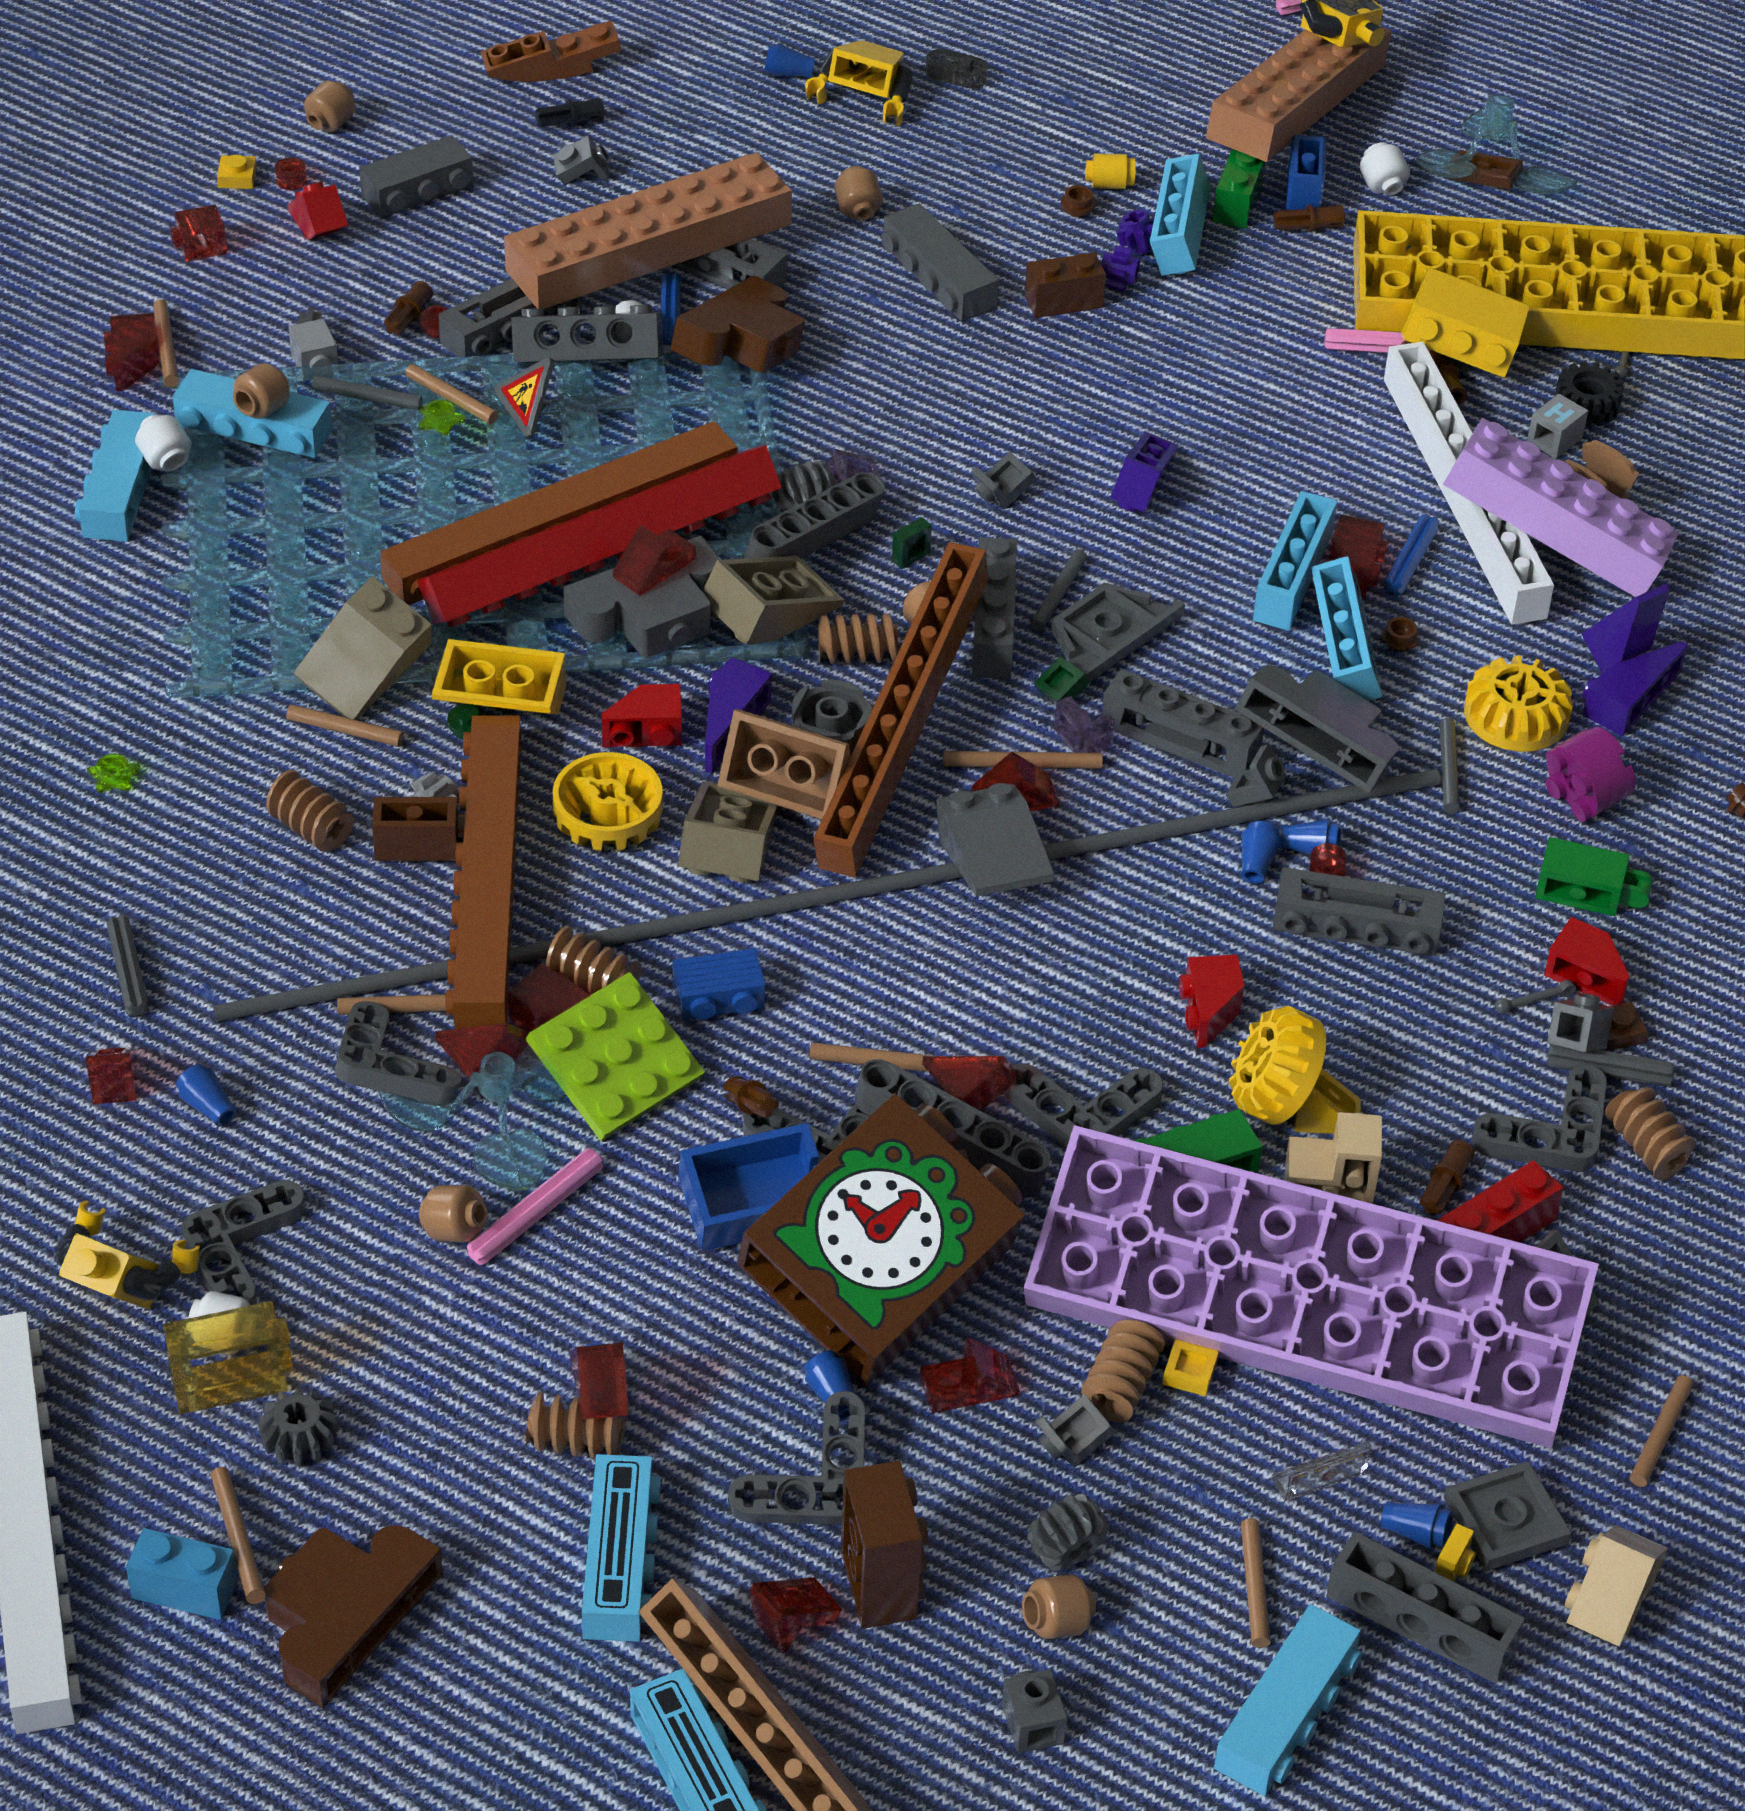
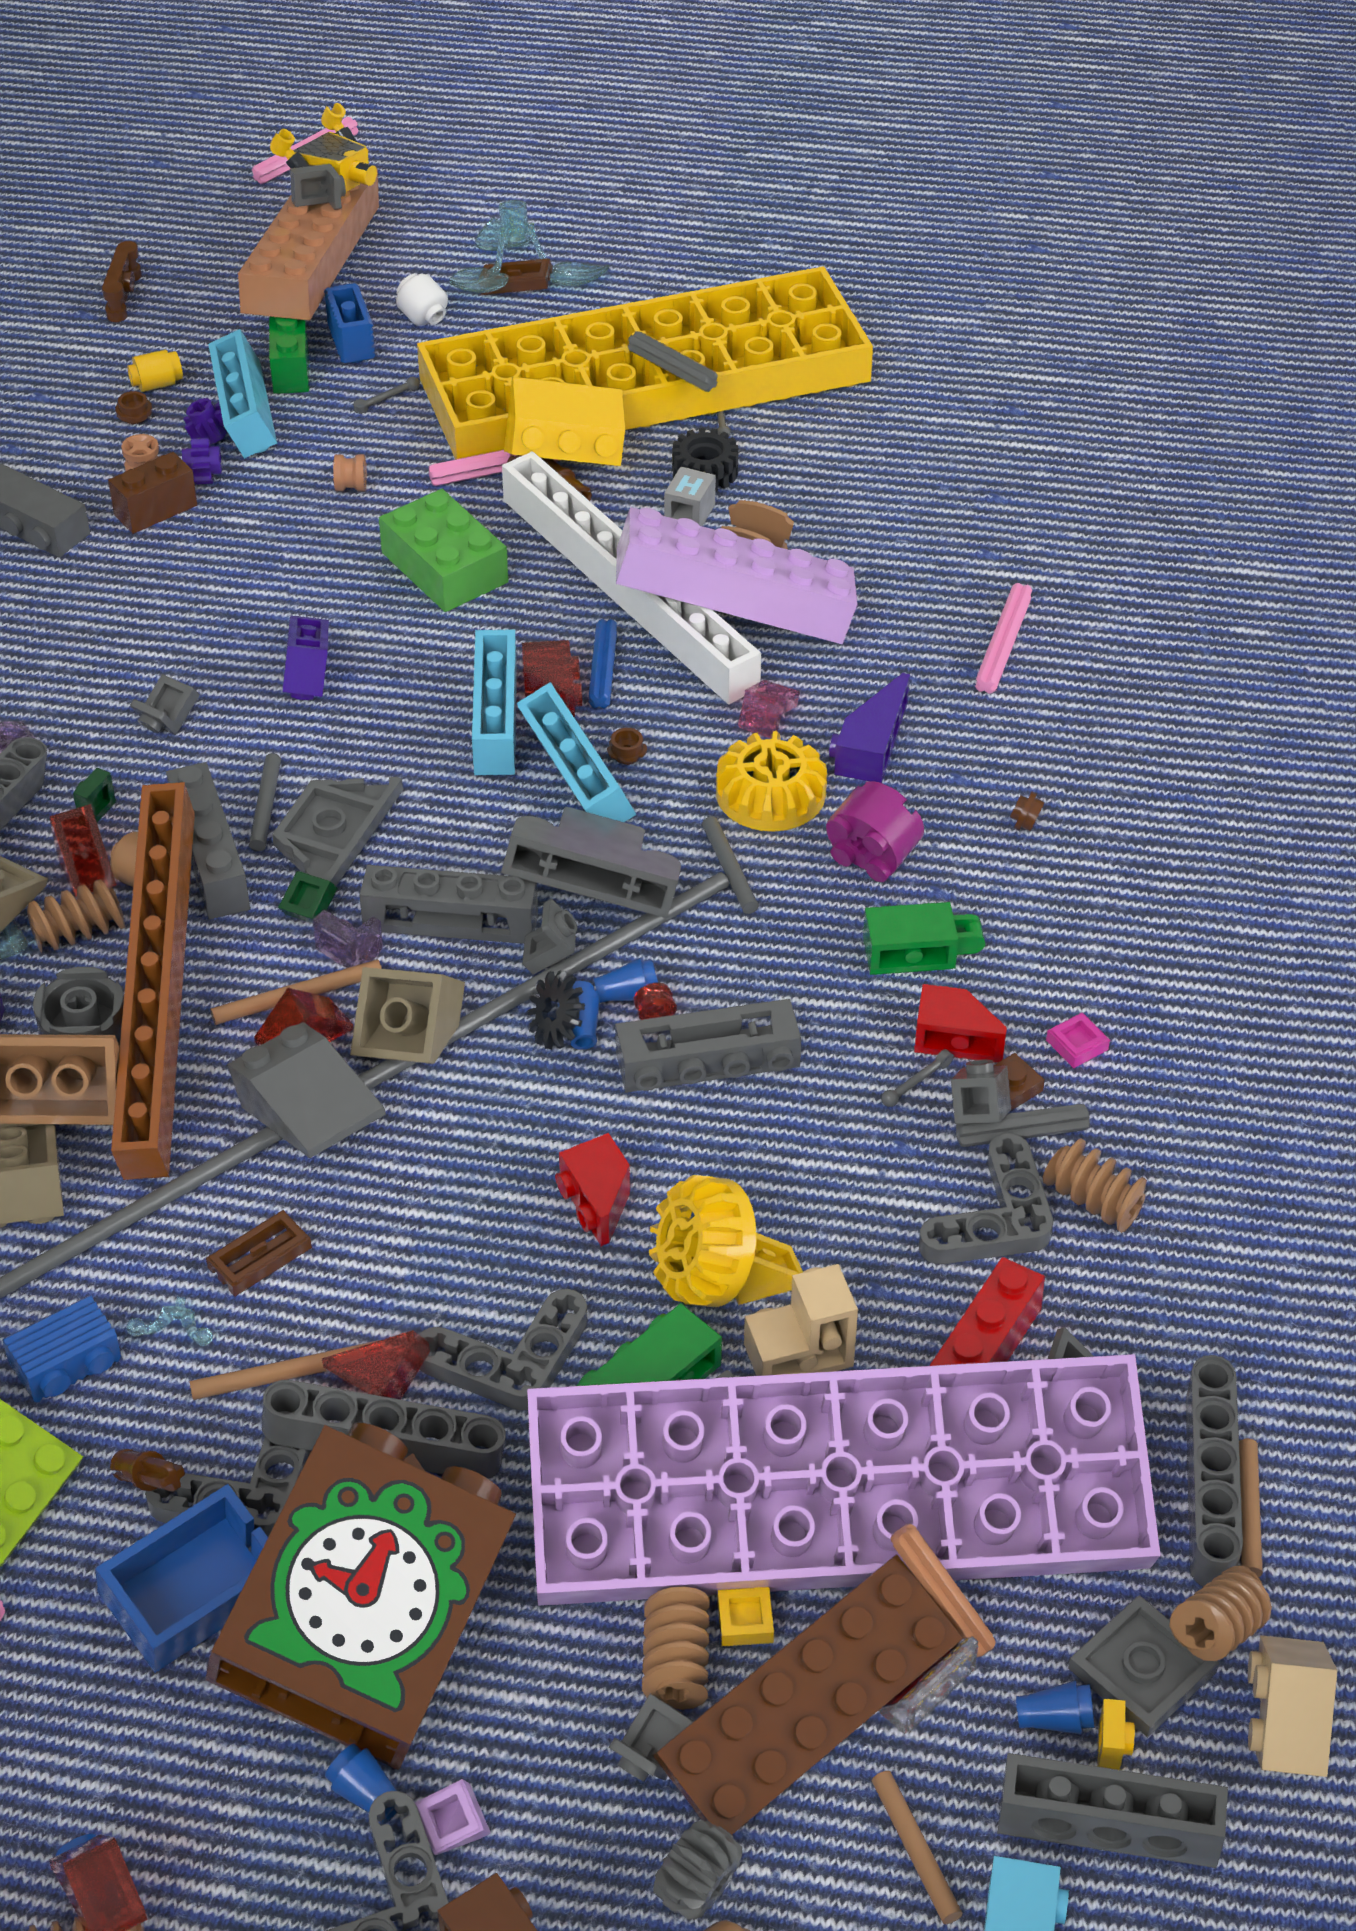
camera: 20 degrees left, 0 degrees up
(815, 985) = (202, 1336): none -> clear light blue piece
(883, 583) = (81, 848): none -> clear red slope
(892, 1431) = (452, 1817): none -> lavender slope
(909, 966) = (263, 1256): none -> reddish brown tile
(973, 1380) = (511, 1721): clear red slope -> none
(1067, 242) = (139, 450): none -> nougat wheel
(1105, 805) = (405, 1015): none -> dark tan slope
(1112, 76) = (121, 280): none -> reddish brown plate
(1214, 1439) = (808, 1697): none -> reddish brown plate
(1241, 822) = (551, 1029): none -> black gear
(1250, 315) = (350, 472): none -> nougat wheel
(1288, 255) = (361, 405): none -> dark grey hinge
(1307, 410) = (443, 550): none -> bright green brick
(1310, 218) = (368, 365): reddish brown axle -> none
(1320, 34) = (317, 186): none -> dark grey bracket
(1358, 1396) = (941, 1586): none -> nougat axle
(1447, 1177) = (916, 1303): reddish brown axle -> none
(1542, 633) = (764, 706): none -> clear pink bracket
(1588, 1495) = (1222, 1614): none -> medium nougat piece
(1590, 292) = (672, 361): none -> dark grey axle
(1628, 629) = (850, 678): dark purple slope -> none
(1640, 1390) = (1218, 1451): none -> dark grey beam
(1696, 1010) = (1078, 1040): none -> dark pink tile

